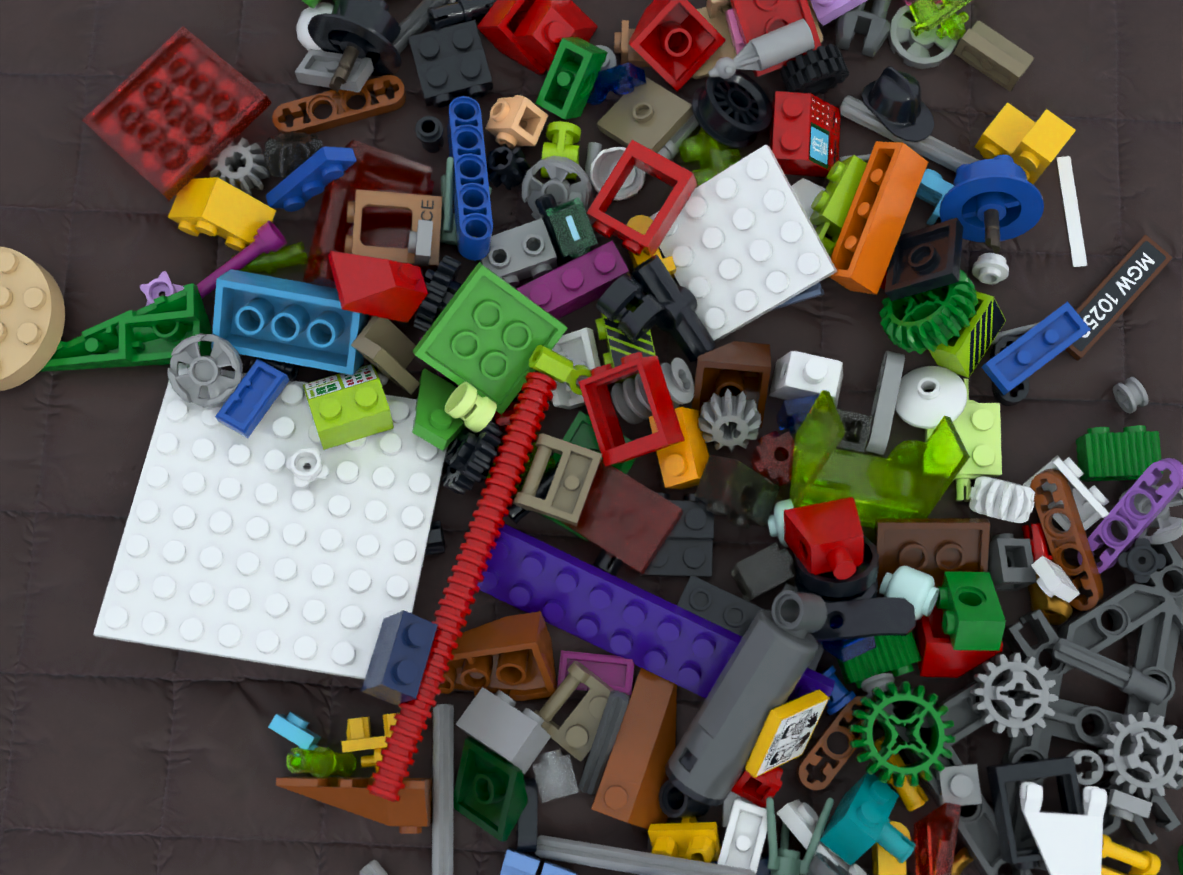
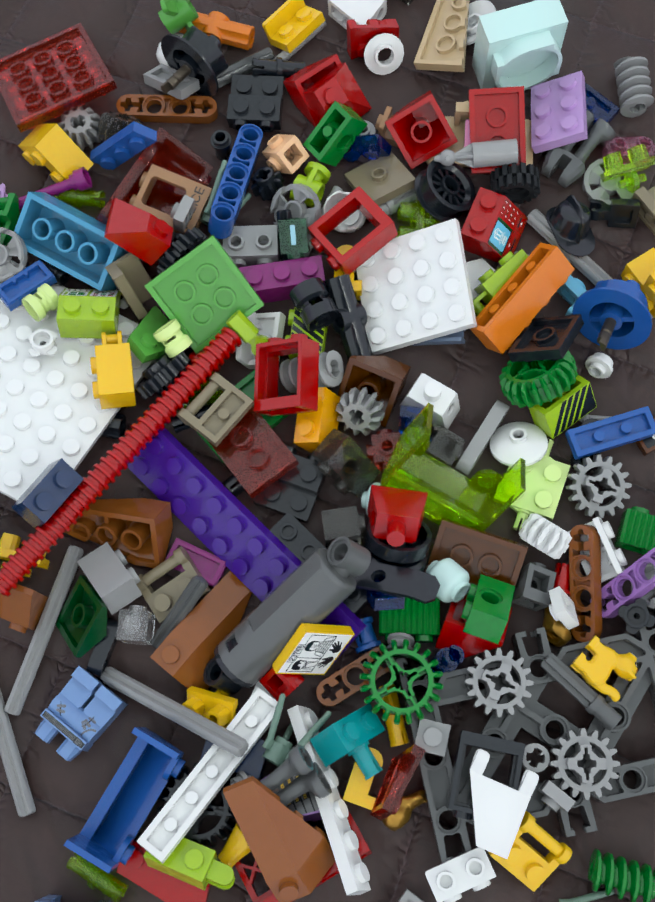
camera: 25 degrees right, 5 degrees down
(283, 414) = (41, 302): none -> yellowish green wheel
(413, 473) = (113, 372): none -> yellow brick
(945, 685) = (448, 658): none -> clear blue pin
(949, 71) = (619, 214): none -> black plate
(1044, 400) = (604, 477): none -> light grey gear
(1123, 631) = (598, 669): none -> yellow animal

